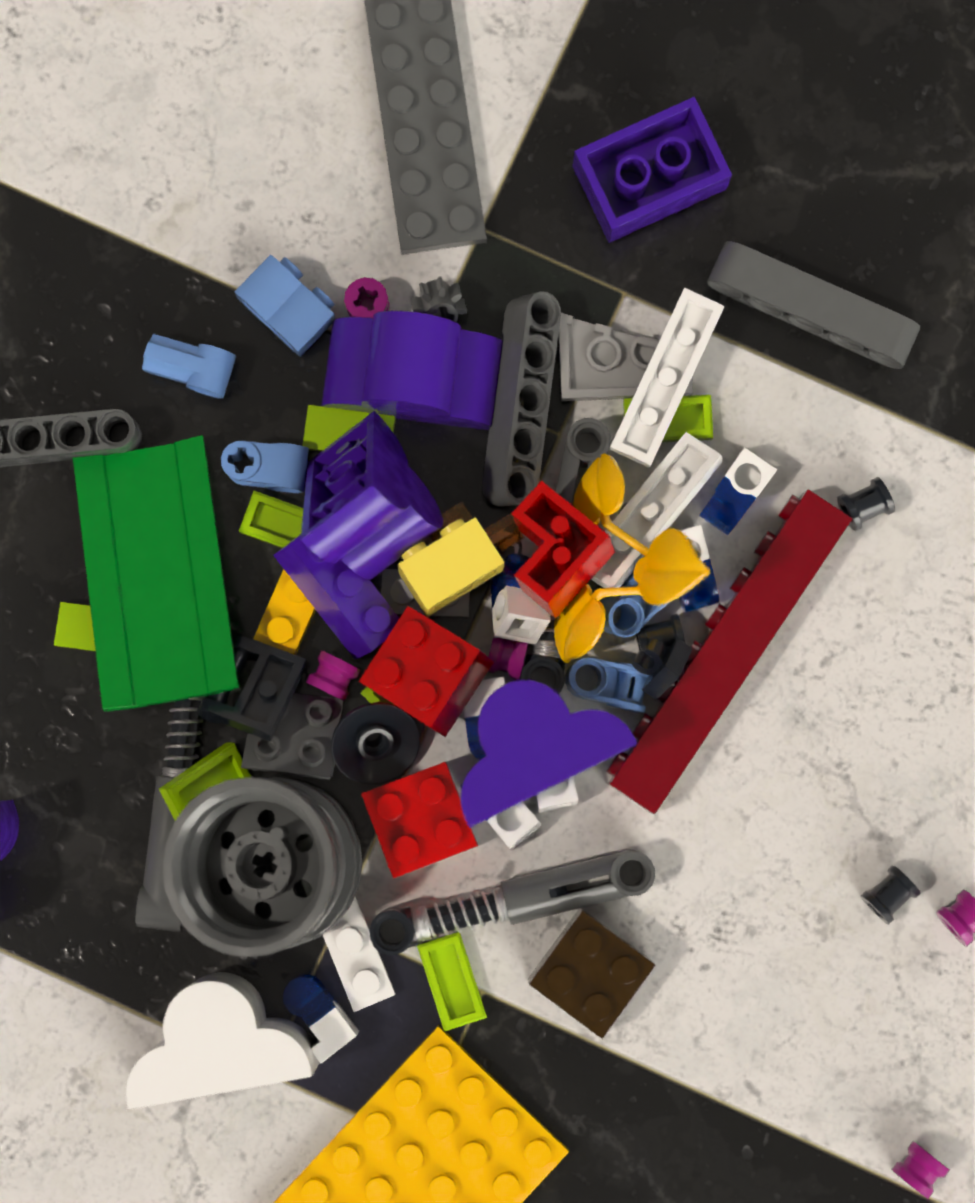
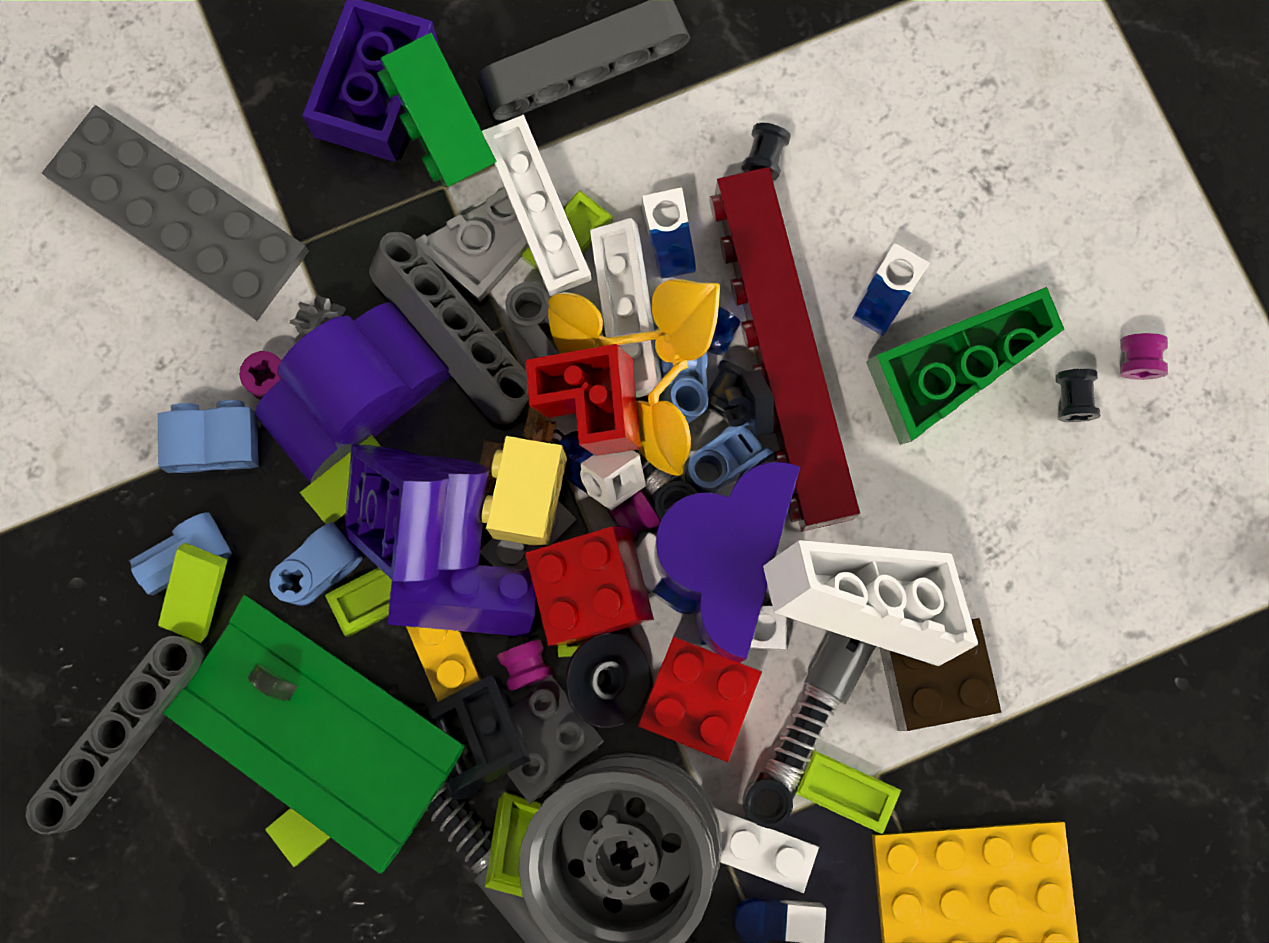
camera: 45 degrees left, 5 degrees down
(160, 513) = (271, 683): none -> clear smoke tile
(171, 399) = (192, 592): none -> lime tile
(597, 878) = (876, 596): none -> white wedge
(662, 246) = (435, 111): none -> green wedge
(827, 784) = (947, 367): none -> green wedge
(843, 688) = (890, 289): none -> leg

